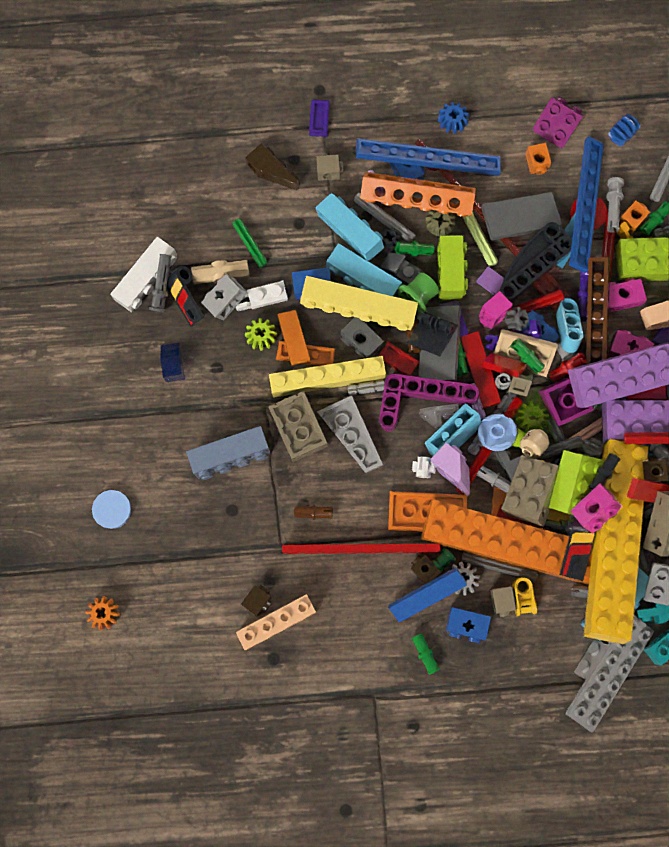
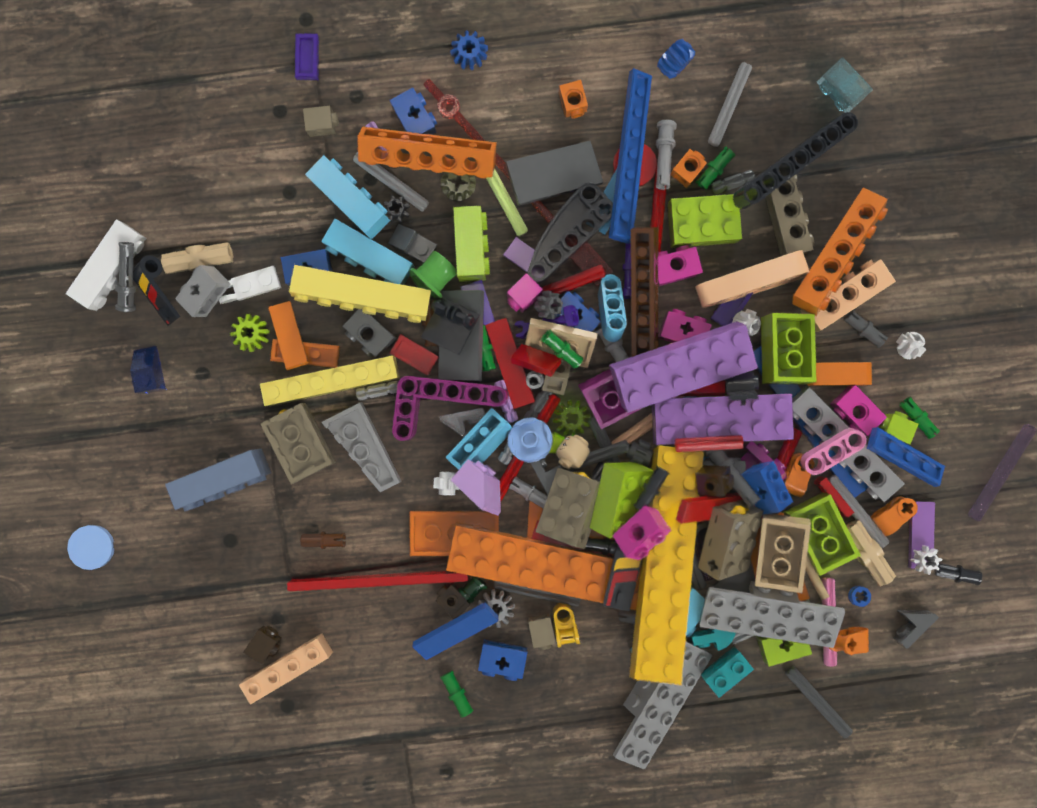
camera: 10 degrees left, 10 degrees up
(95, 613) = (89, 667): orange gear -> none
(249, 242) = (231, 219): green axle -> none
(267, 167) = (245, 123): dark brown slope -> none
(414, 248) = (427, 219): green pin -> none
(428, 157) = (437, 104): blue tile -> none
(558, 121) = (597, 49): magenta bracket -> none
(562, 370) = (610, 357): red pin -> none
(623, 231) = (676, 187): light orange tile -> none

